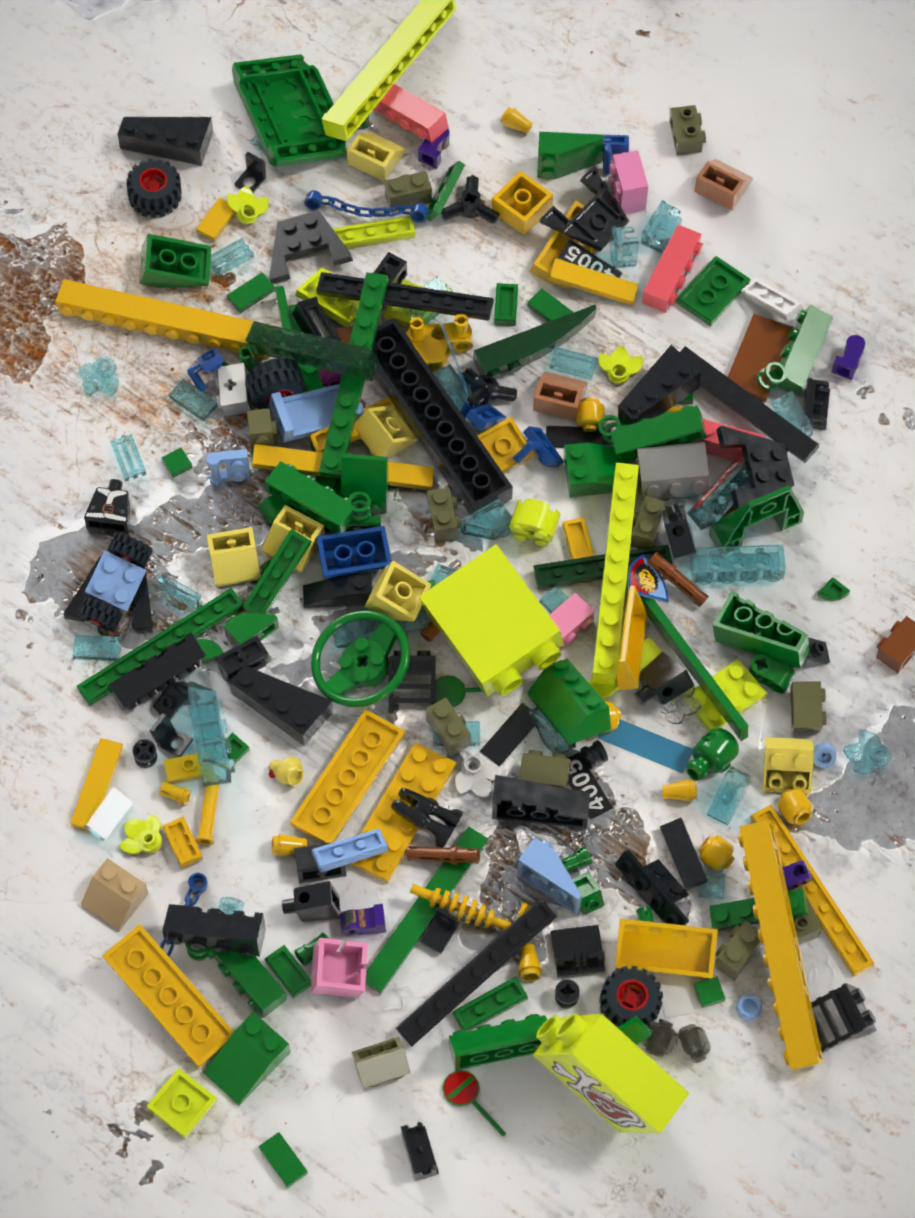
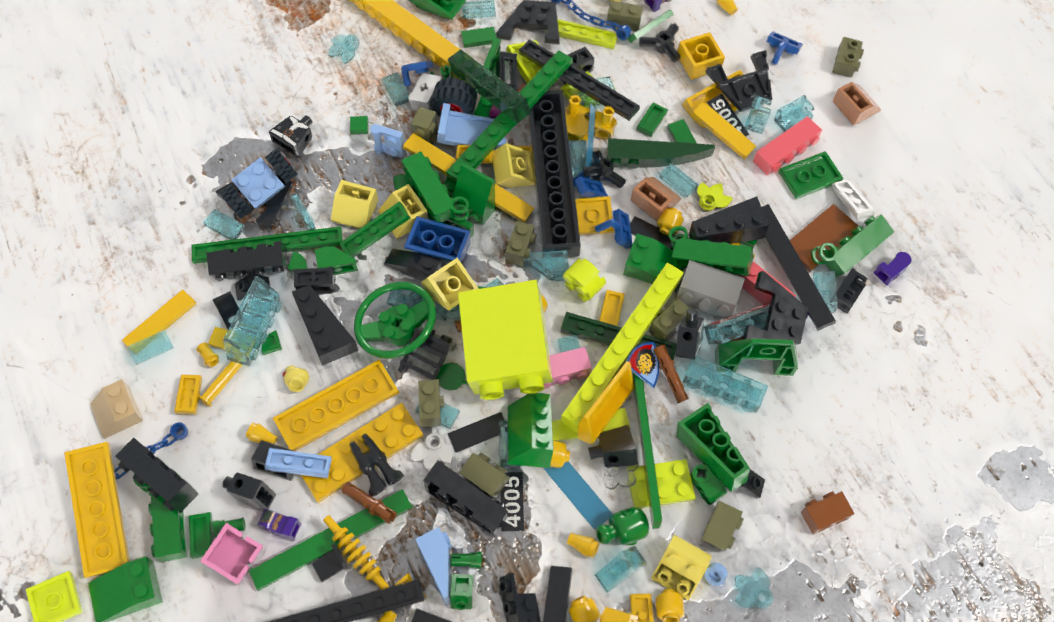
camera: 25 degrees right, 0 degrees up
(133, 473) = (327, 118): clear light blue tile -> none
(140, 833) = (165, 375): neon yellow plate -> none
(143, 748) = (201, 313): black wheel -> none
(229, 904) = (189, 461): clear light blue tile -> none
(567, 153) = (751, 35): green slope -> none
(594, 754) = (531, 480): black wheel -> none
(628, 182) = (785, 72): bright pink piece -> none
(833, 591) = (792, 441): green tile -> none

